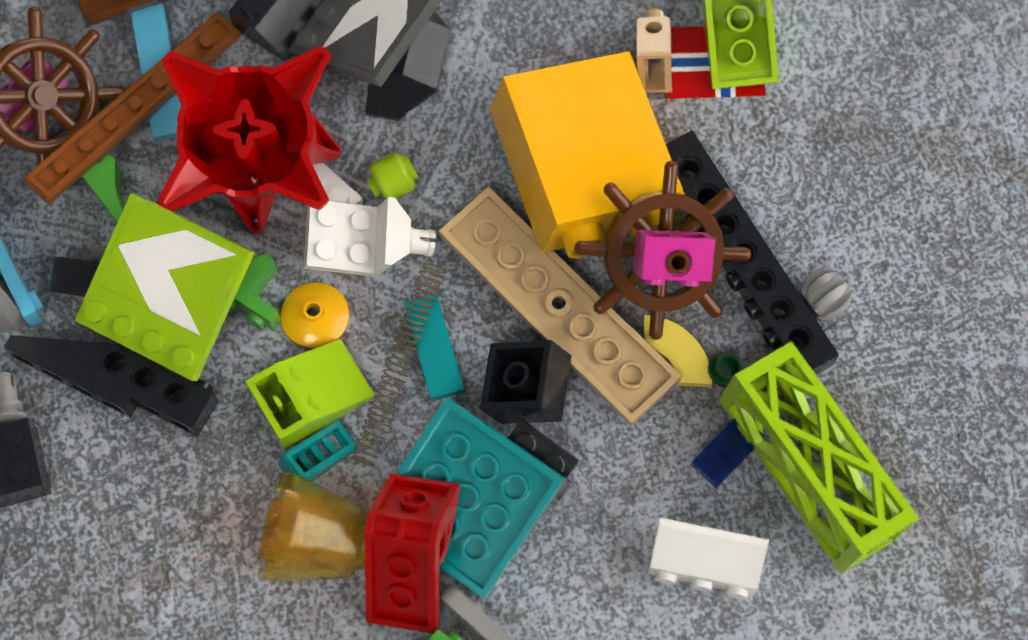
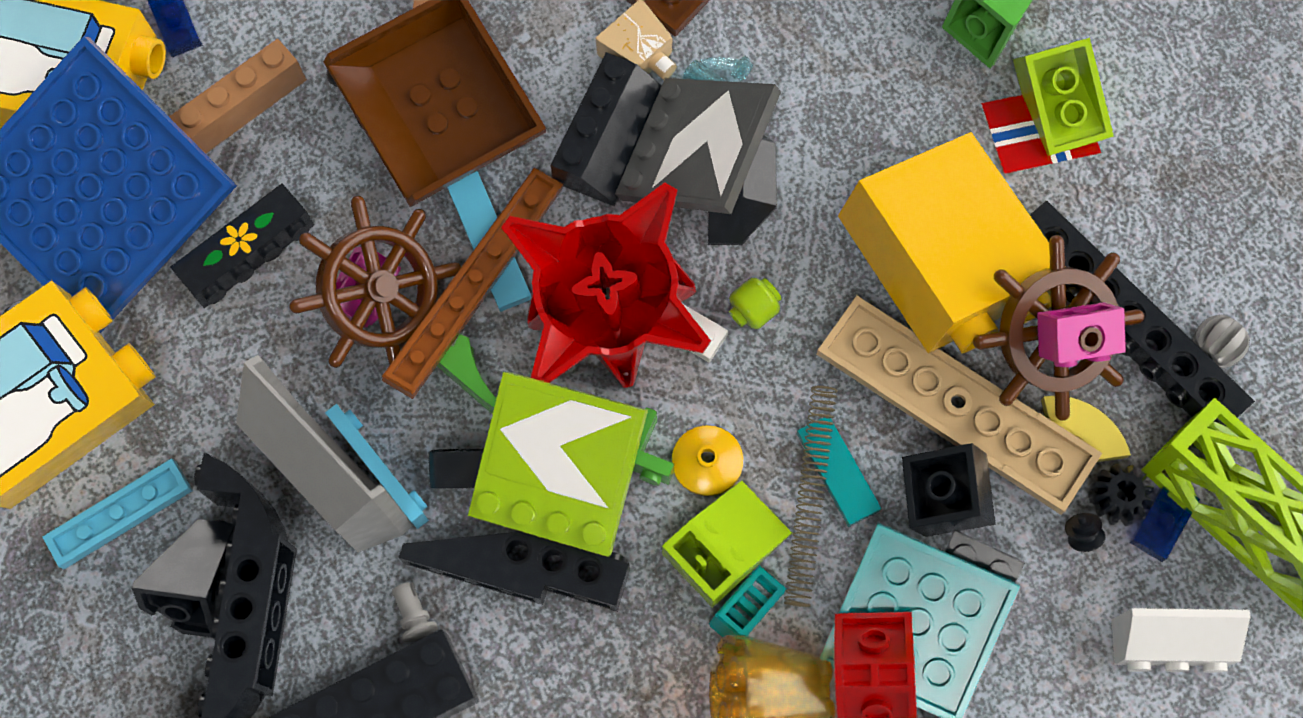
camera: 10 degrees left, 0 degrees up
(362, 238) = (742, 372): white plate -> none
(648, 446) = (1085, 532): none -> black wheel
(654, 43) = (987, 117): tan torso -> none
(695, 406) = (1134, 502): none -> black gear
(723, 368) = (1139, 436): dark green plate -> none

